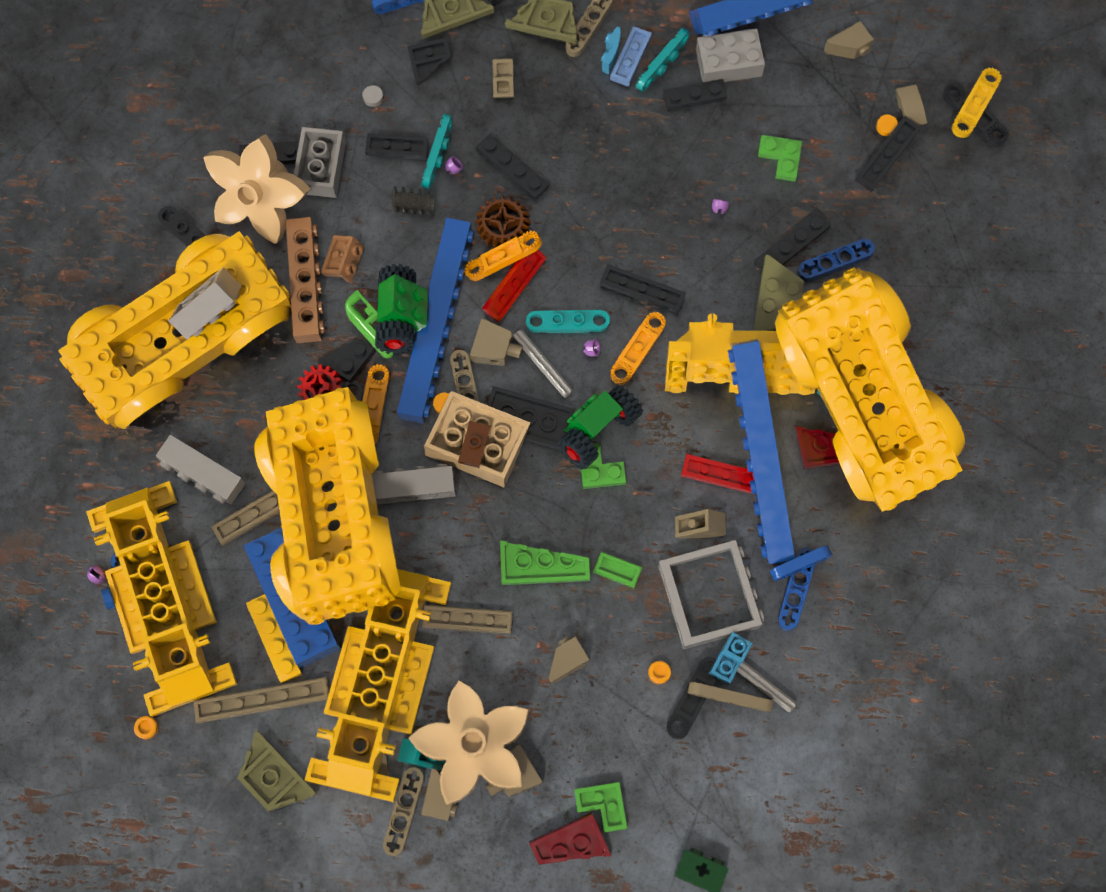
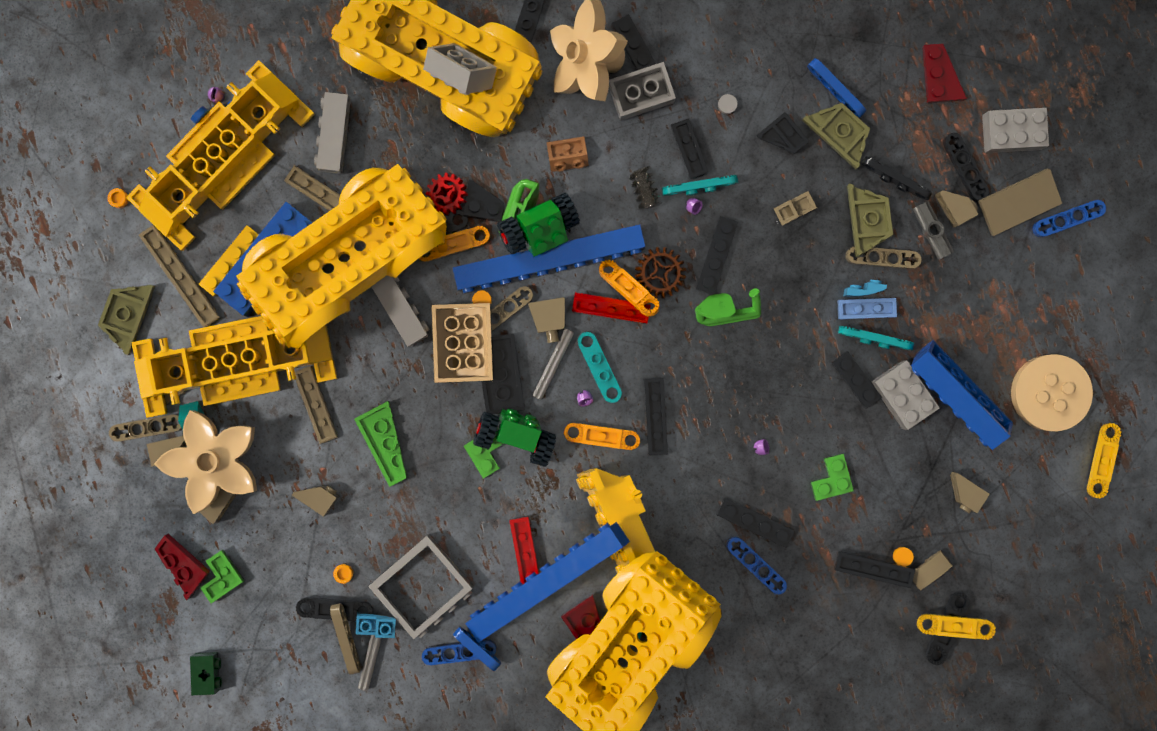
camera: 60 degrees right, 15 degrees up
(296, 231) = (571, 102): medium nougat brick -> none
(474, 444) = (451, 345): reddish brown plate -> none
(570, 179) = (720, 309): none -> bright green piece
(617, 570) = (409, 504): bright green tile -> none
(700, 524) = (474, 554): dark tan slope -> none
(776, 288) = (698, 532): olive wing -> none

